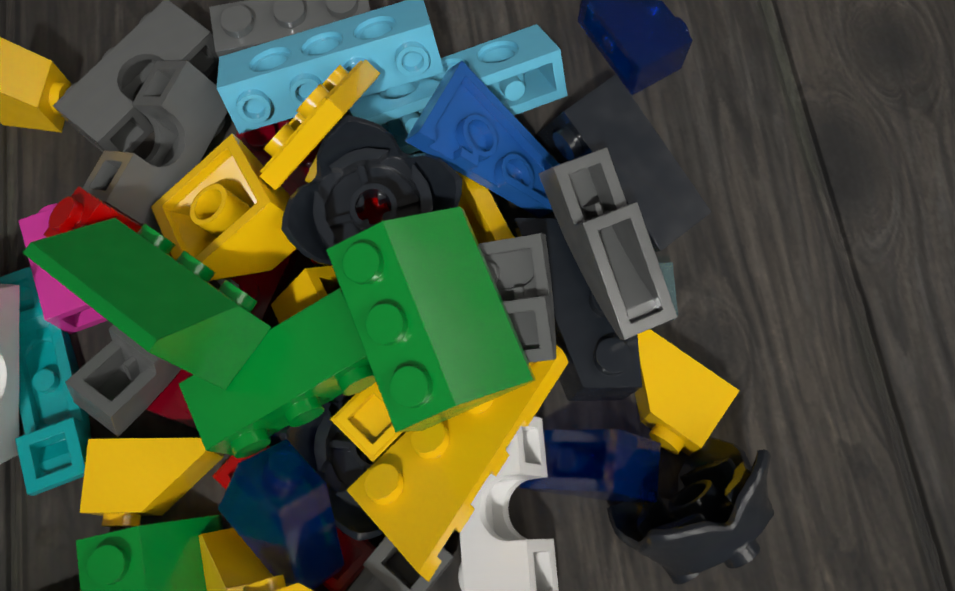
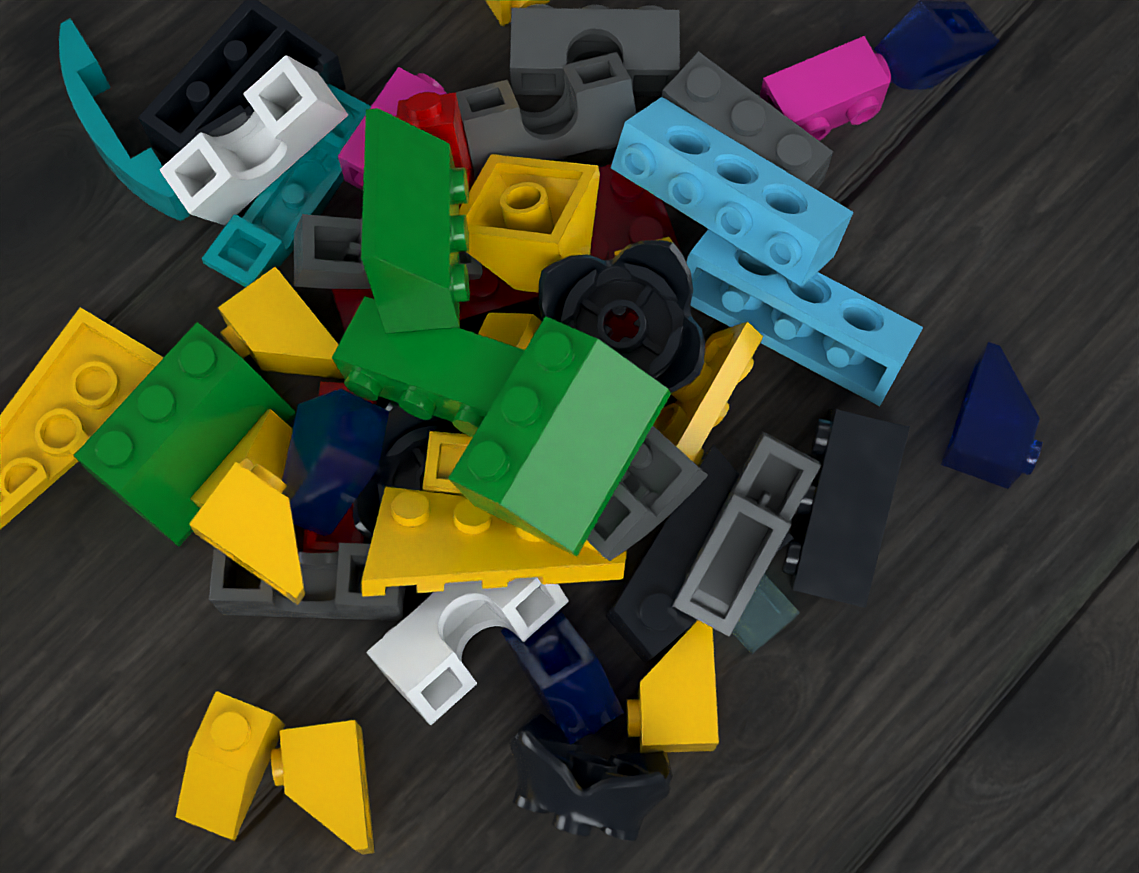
camera: 50 degrees right, 0 degrees up
(315, 119) = (659, 222): yellow tile -> none
(483, 140) = (762, 363): blue wing -> none

